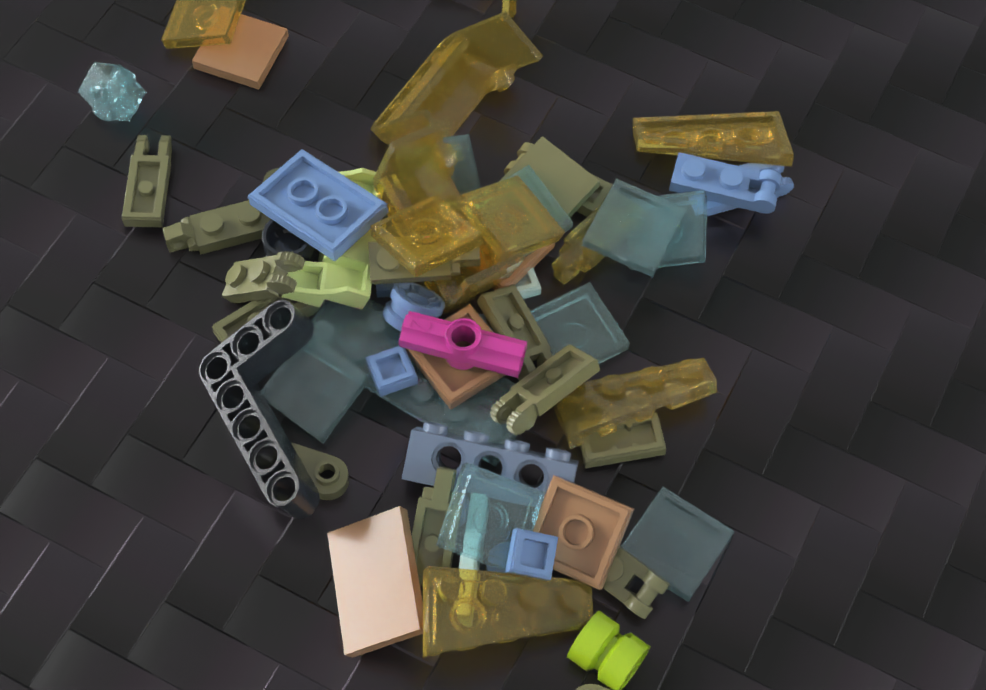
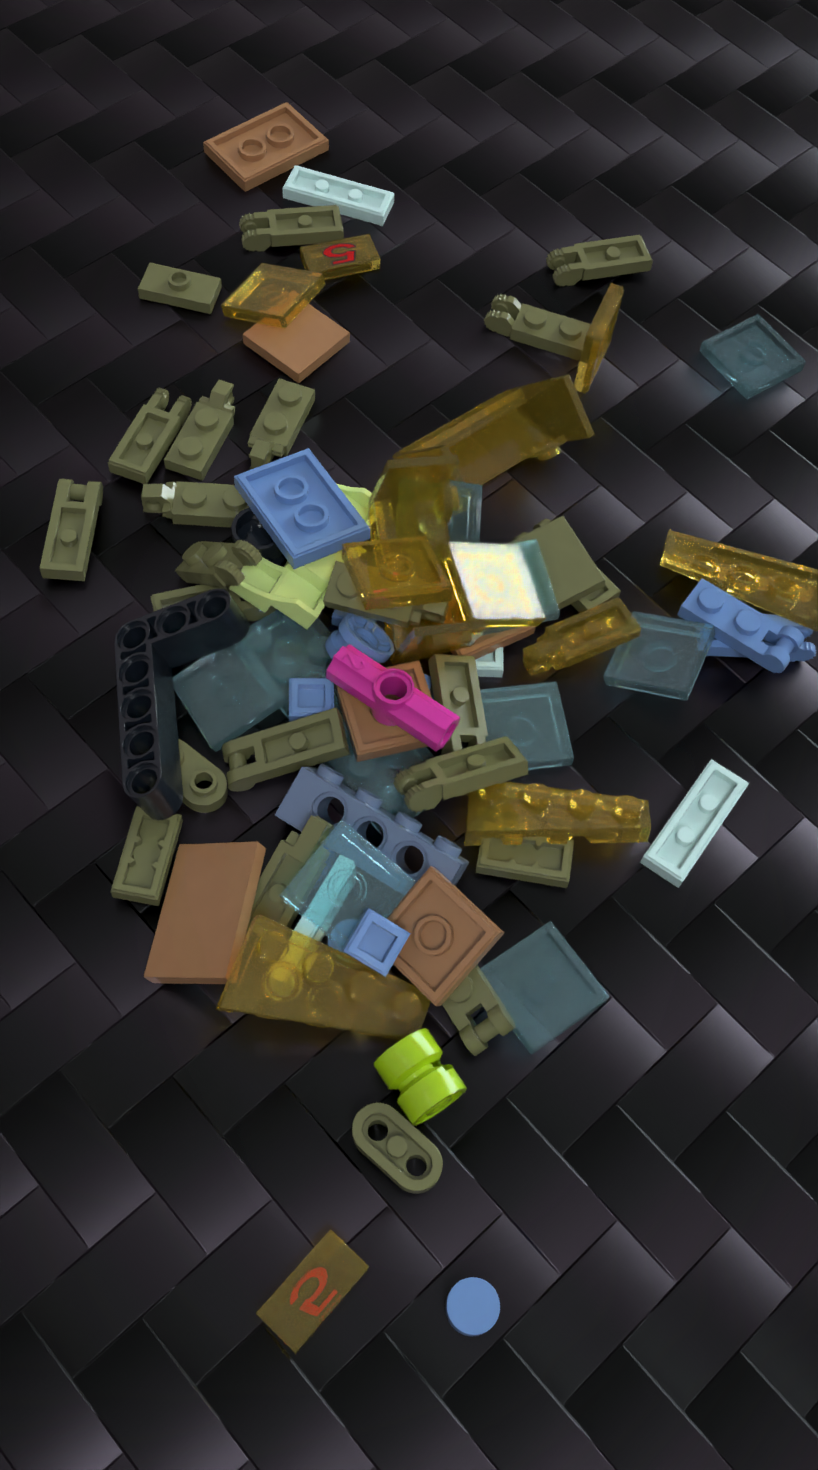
camera: 15 degrees right, 0 degrees up
(112, 91) = (150, 338): clear light blue brick -> none
(114, 291) = (71, 530): none -> olive plate
(115, 35) = (180, 288): none -> olive plate
(193, 164) = (203, 433): none -> olive hinge
(257, 131) = (279, 422): none -> olive hinge
(304, 555) = (146, 858): none -> olive plate
(386, 420) = (285, 749): none -> olive plate
(634, 227) = (623, 639): clear light blue tile -> none
(748, 363) = (694, 823): none -> light aqua tile

